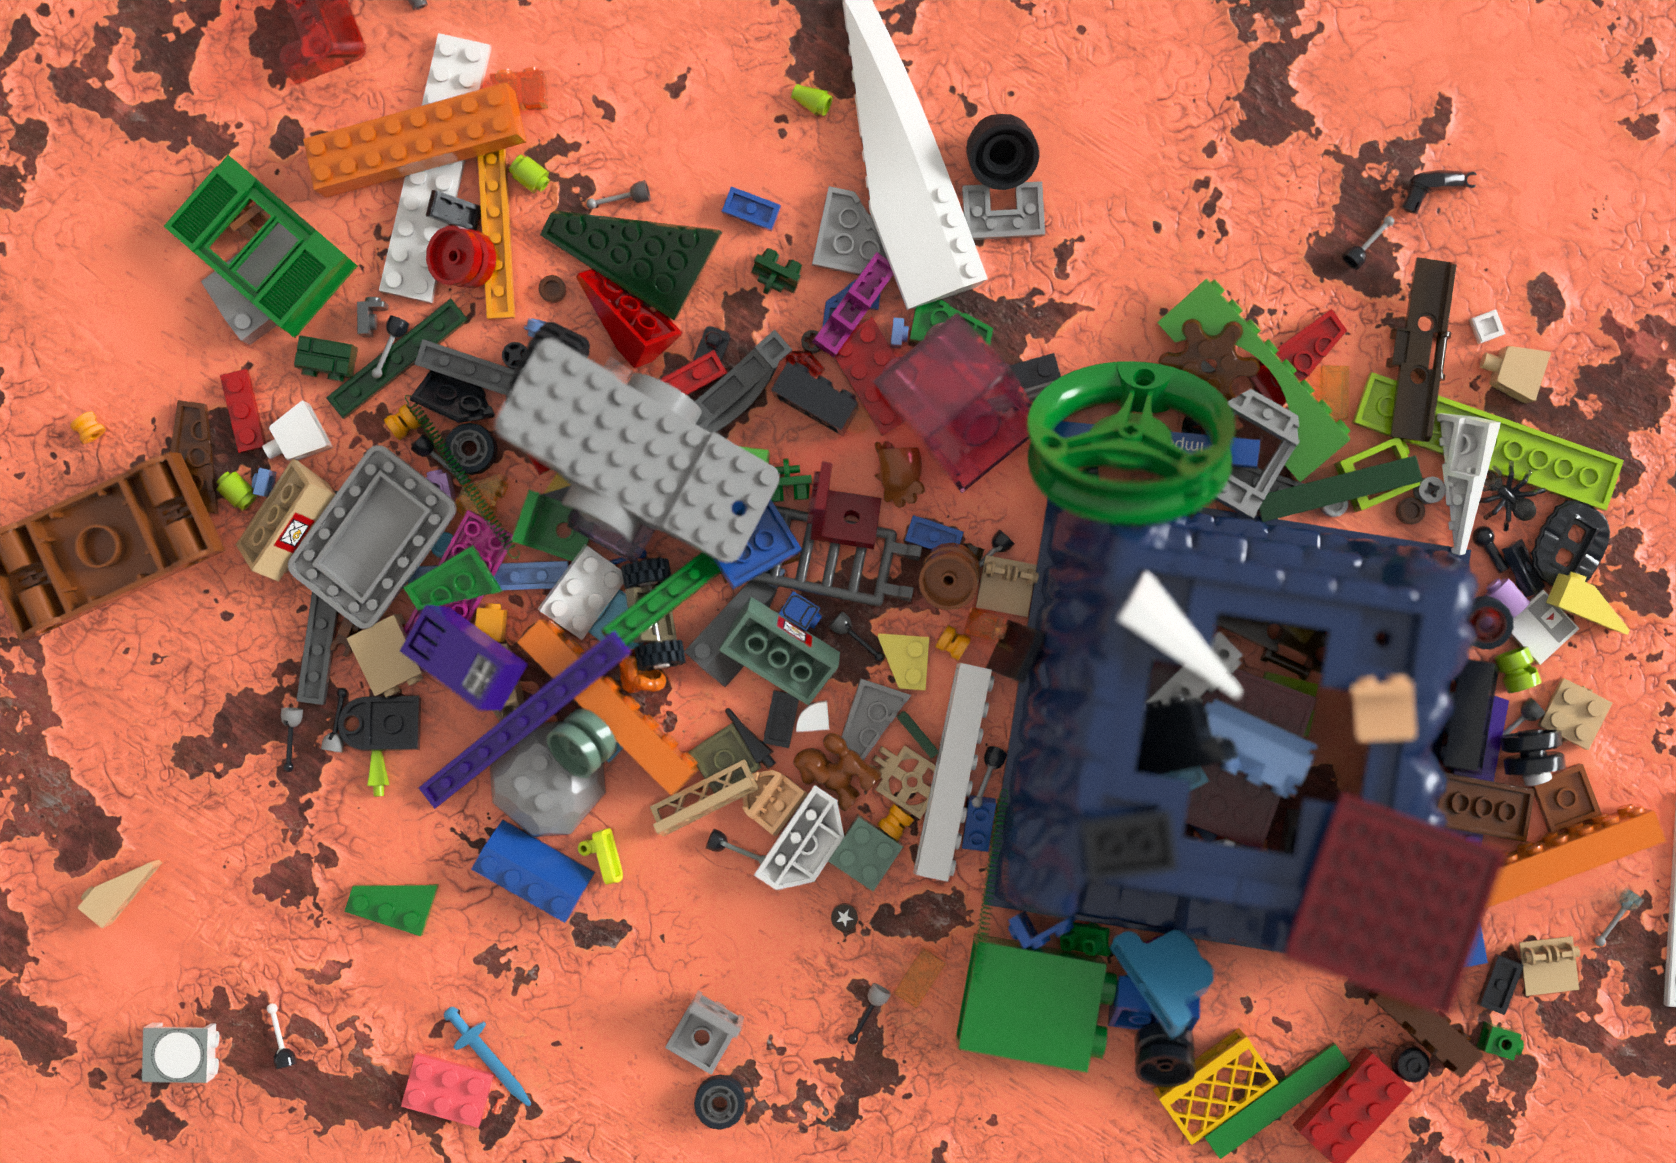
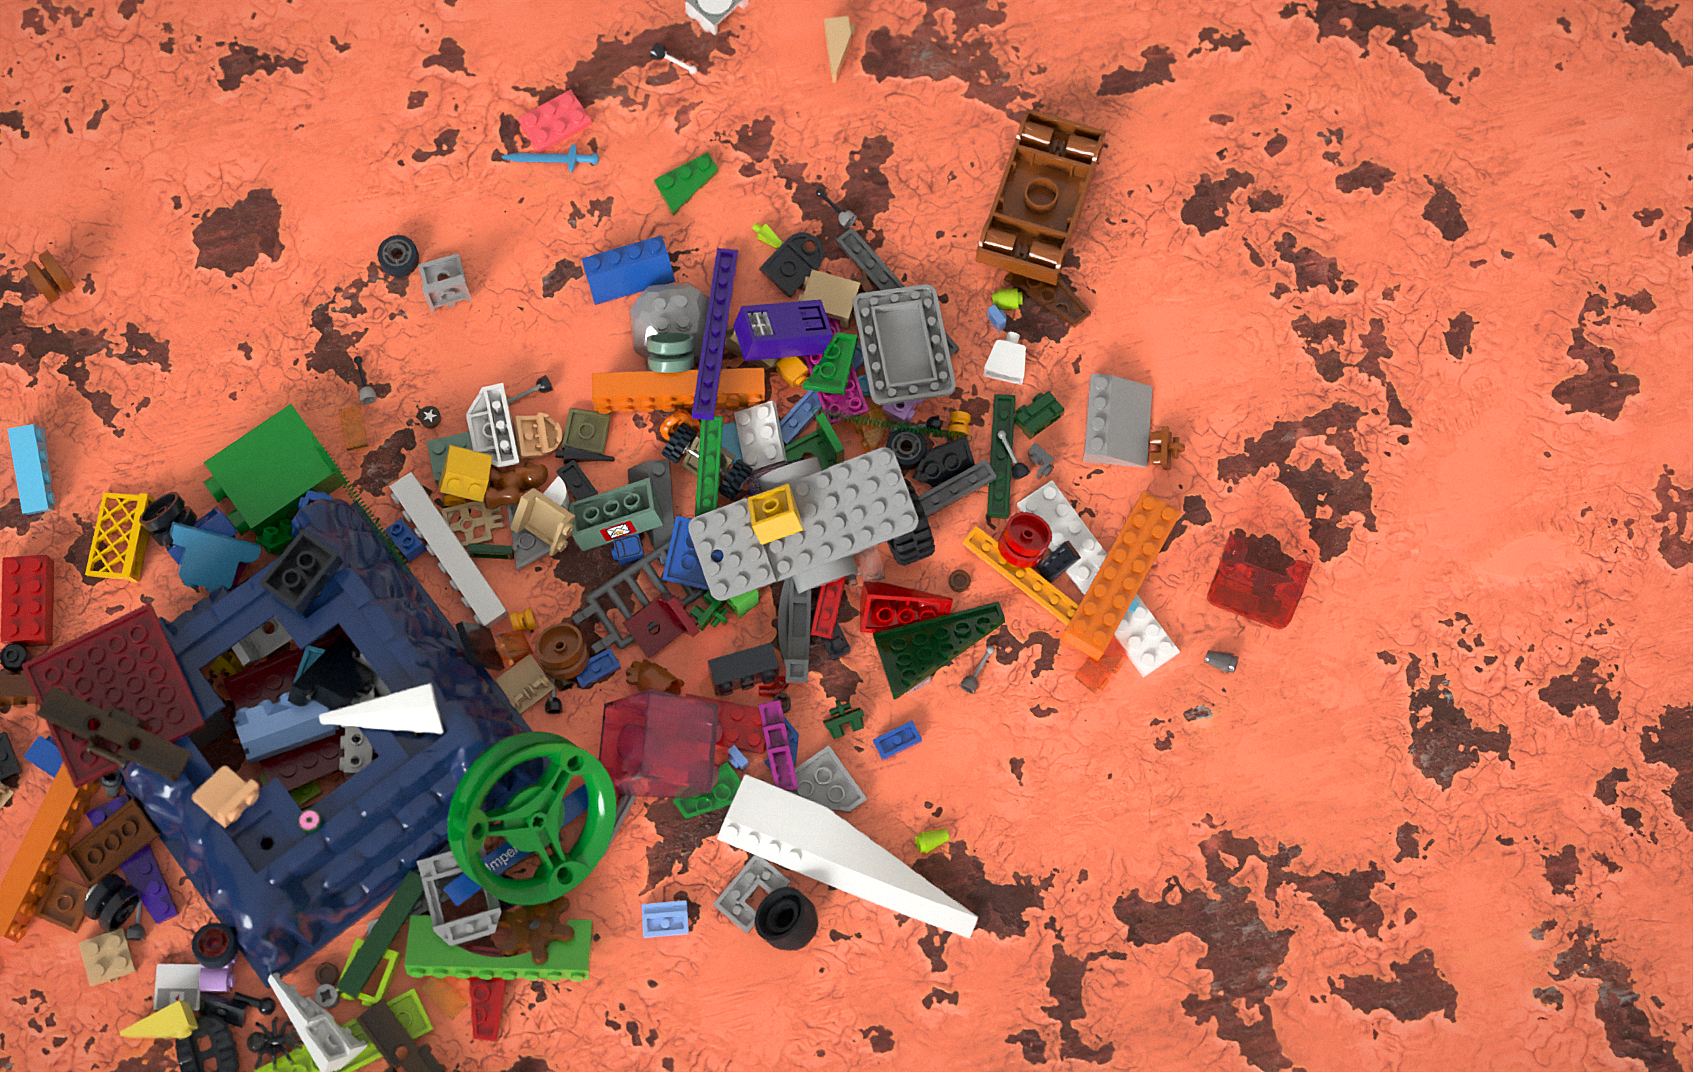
camera: 135 degrees right, 15 degrees down
(87, 427) = (1121, 250): light orange wheel -> none
(243, 411) = (1051, 343): red plate -> none
(284, 520) = (962, 308): tan slope -> none
(301, 278) = (1096, 437): green piece -> none
(333, 740) = (810, 226): hinge -> none
(513, 353) = (937, 519): black wheel -> none
(529, 173) = (1041, 627): lime brick -> none
(533, 325) = (943, 550): medium blue plate -> none
(605, 848) = (598, 318): neon yellow piece -> none
(654, 484) = (774, 514): none -> yellow slope
(706, 803) = (568, 395): tan fence -> none
(842, 625) = (596, 567): hinge -> none
(847, 706) = (544, 520): none -> tan panel
(873, 820) = (465, 473): none -> yellow slope
(907, 659) = (540, 587): light yellow wing -> none
(994, 759) = (431, 582): hinge -> none
(1036, 371) = (636, 819): black plate -> none
(1095, 264) = (665, 919): none -> light blue plate
(1278, 1100) = (75, 565): green tile -> none
(1334, 612) = (310, 820): none -> tile
(1452, 913) = (75, 715): none -> dark brown piece
(1471, 717) = (170, 881): black brick -> none
(1518, 669) = (165, 943): lime wheel -> none

